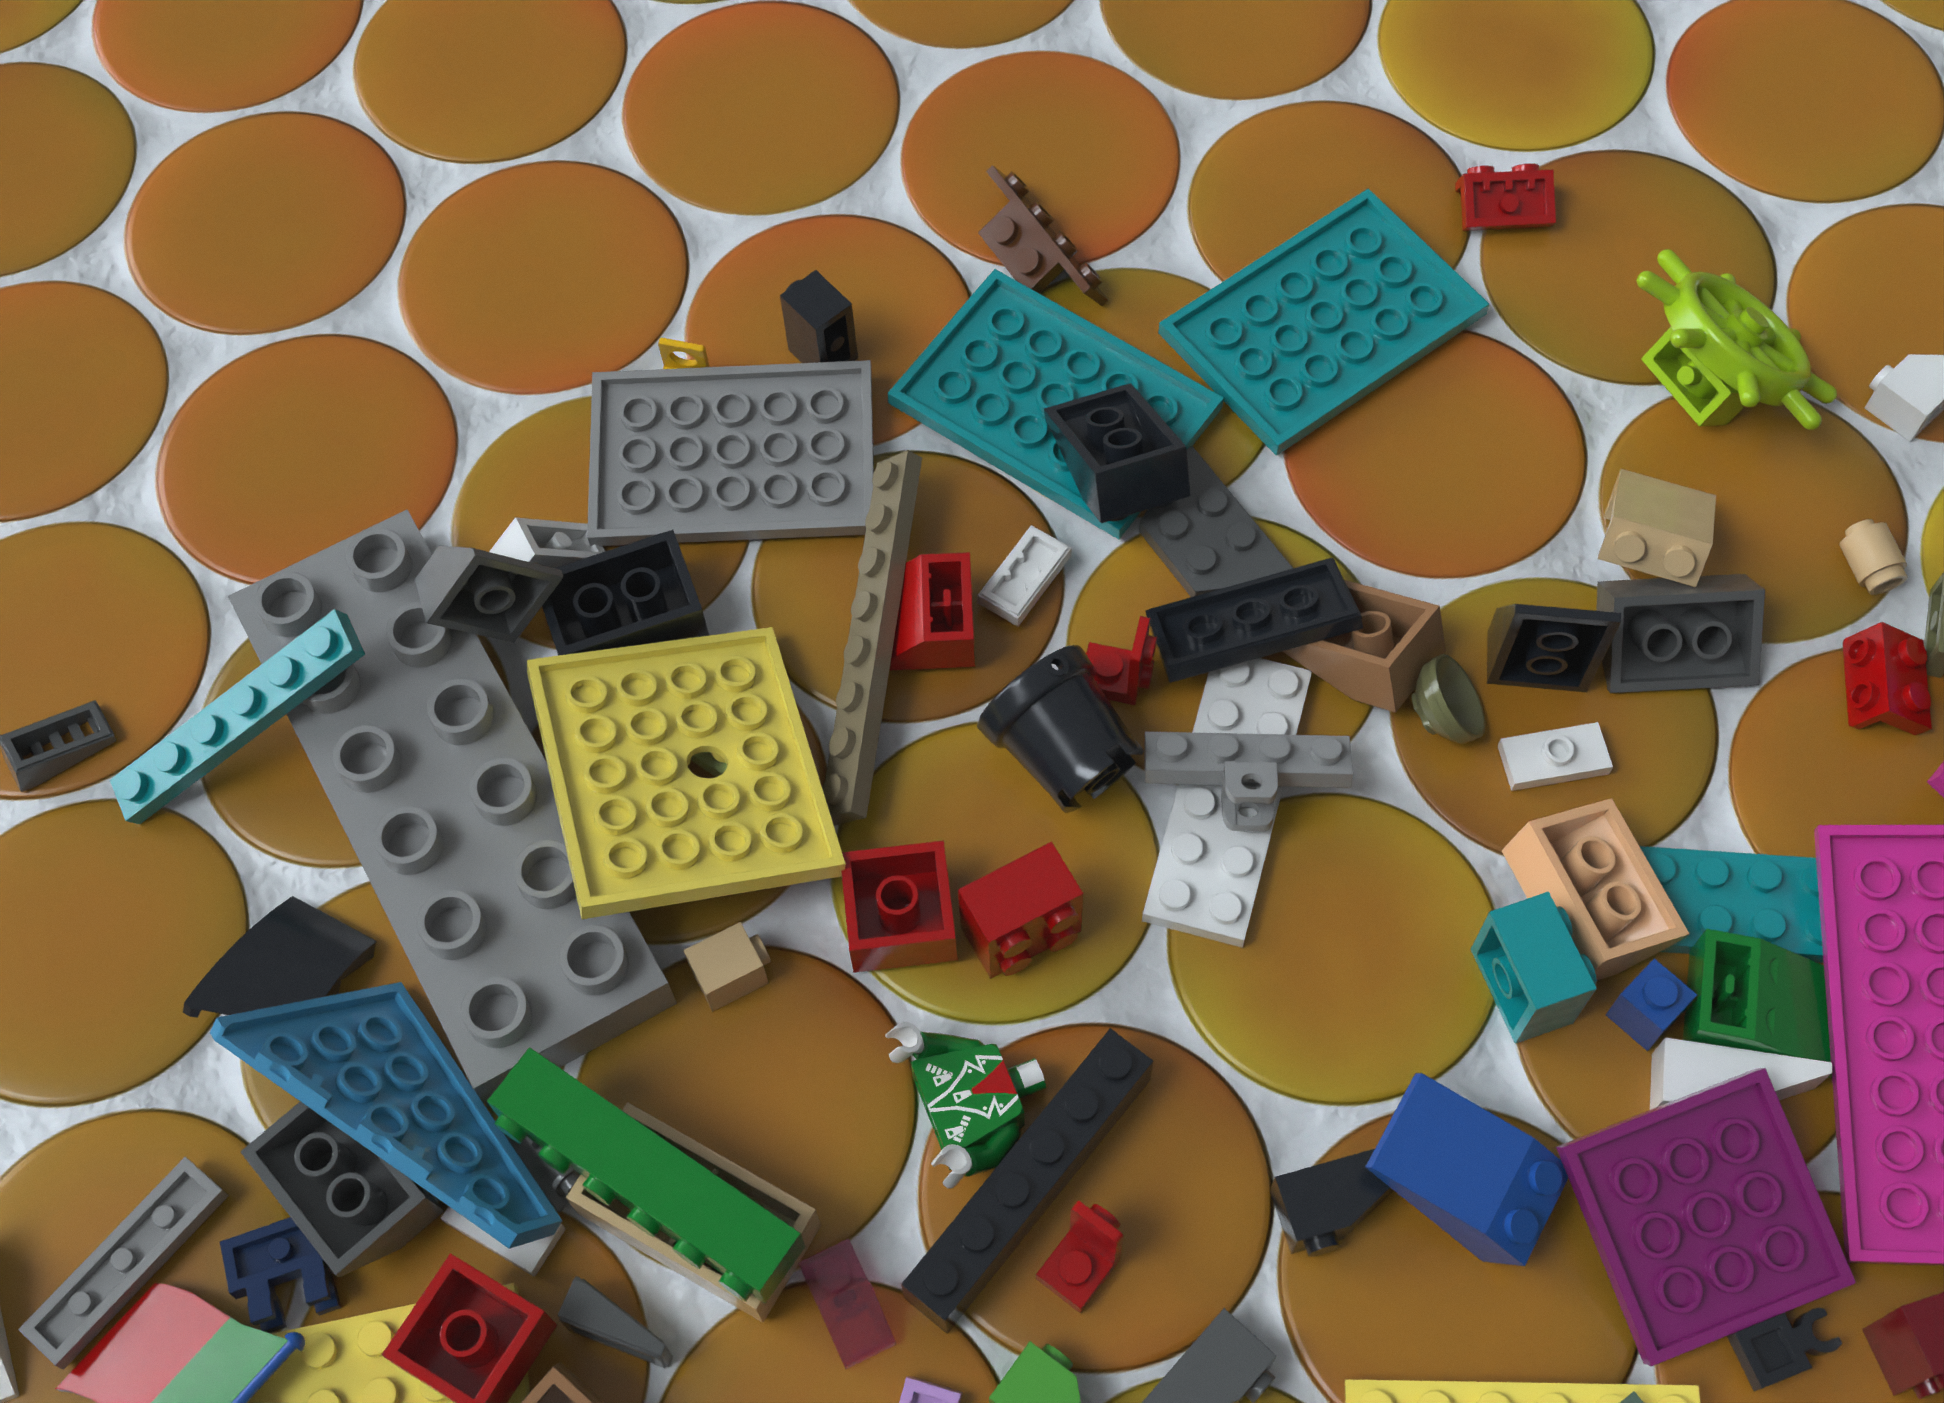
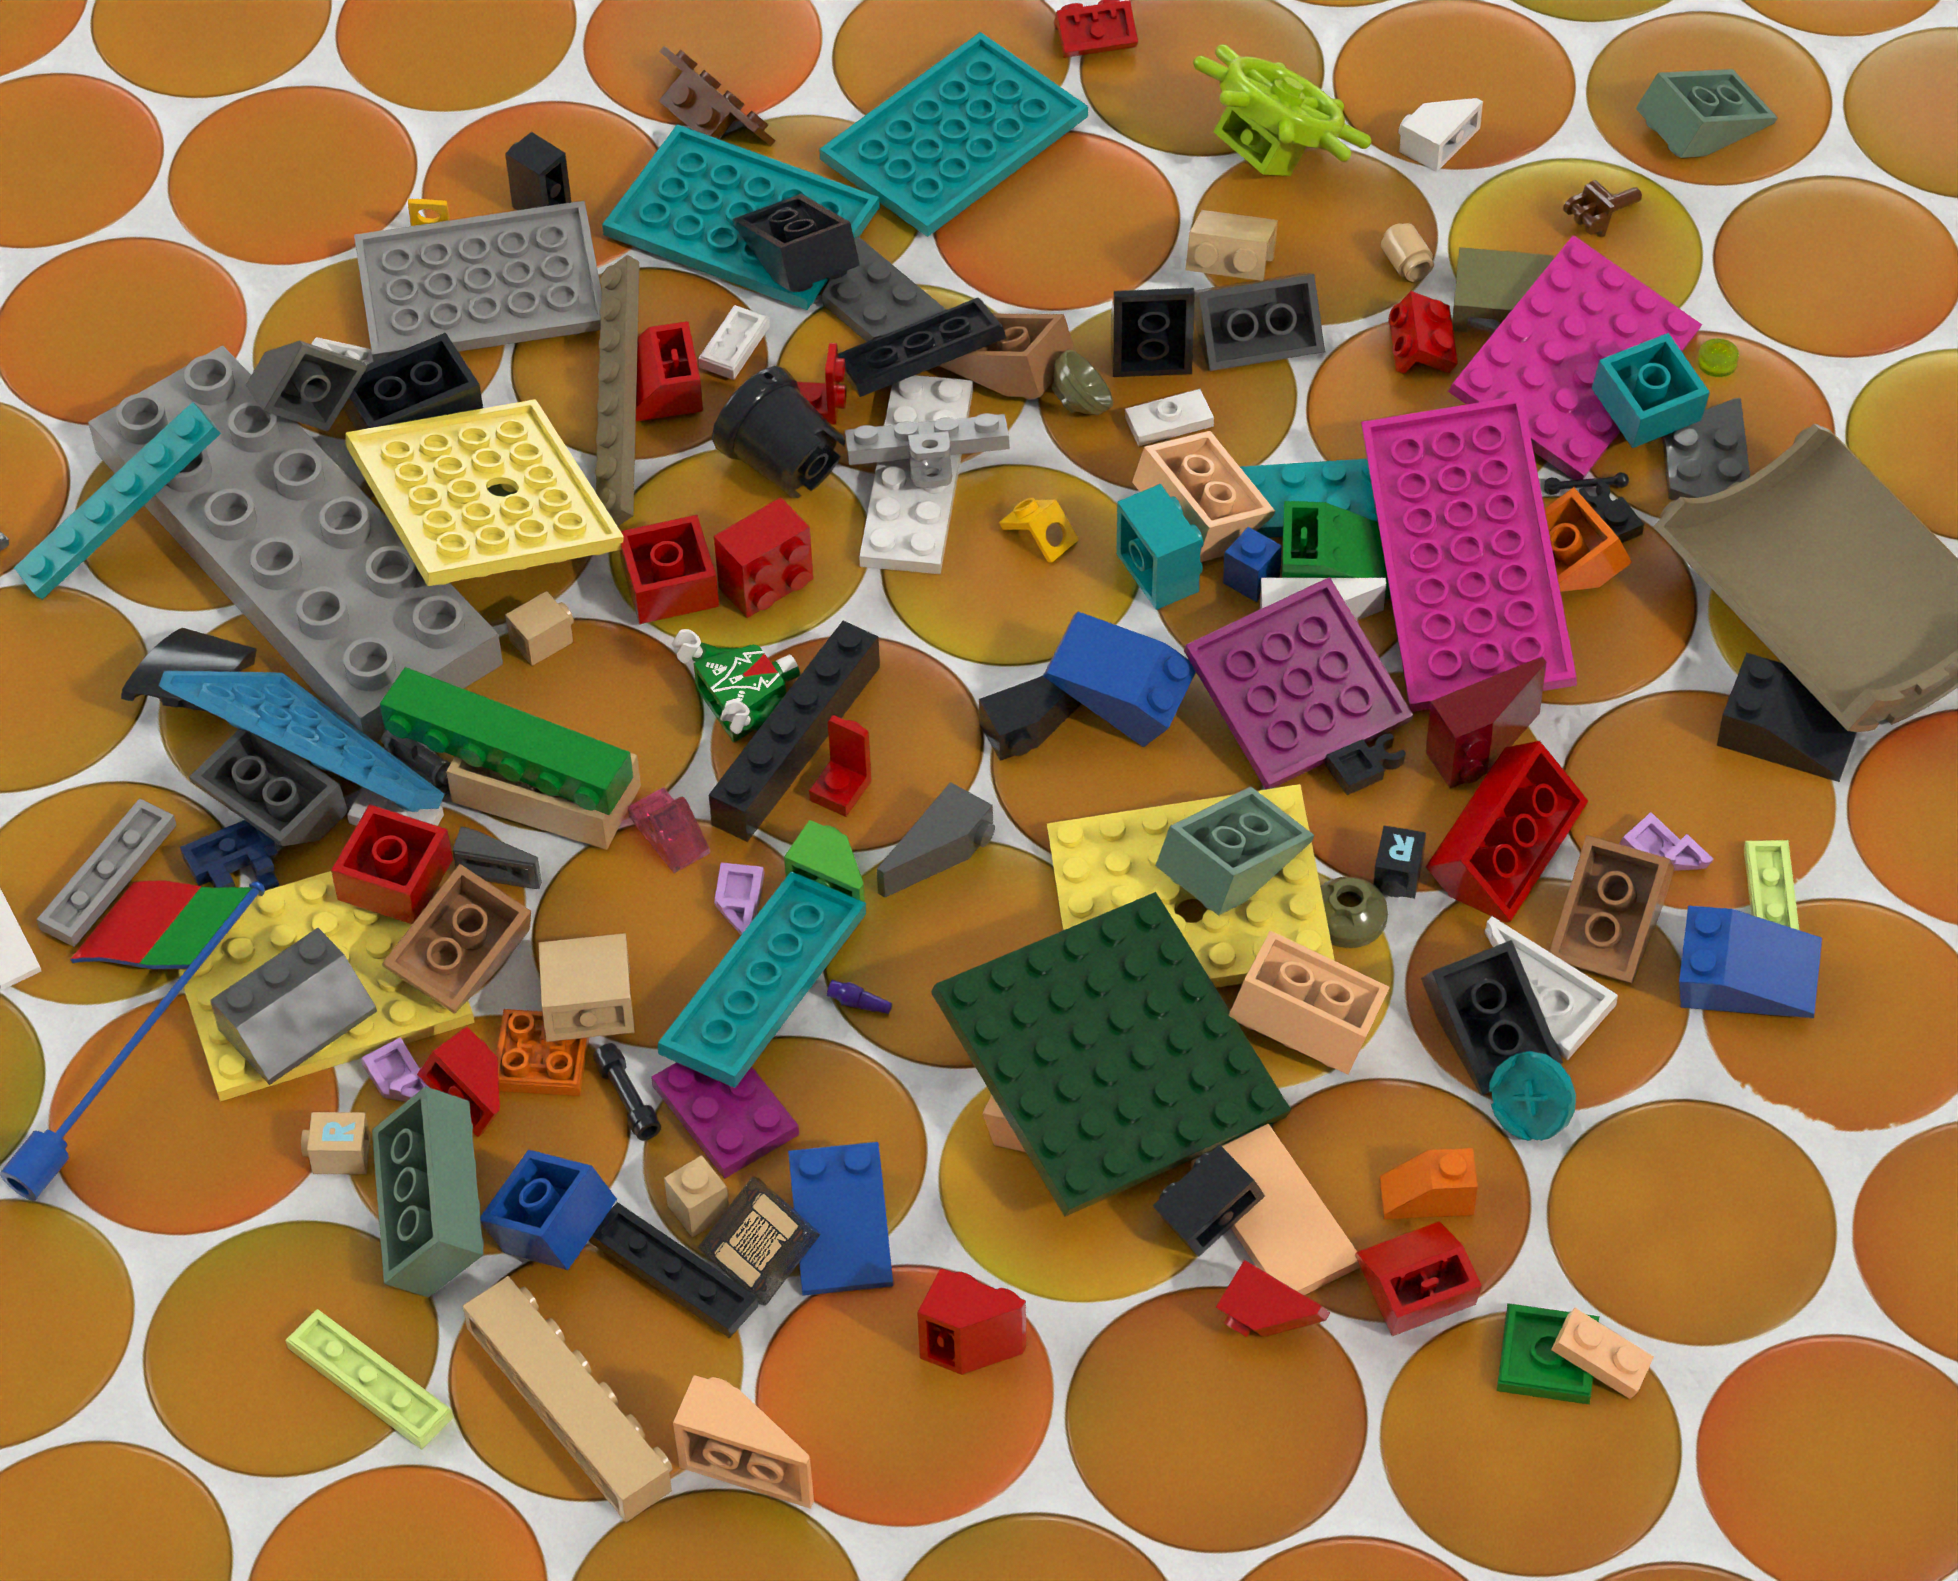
camera: 10 degrees left, 10 degrees down
(1375, 890) = (1036, 517): none -> yellow bracket

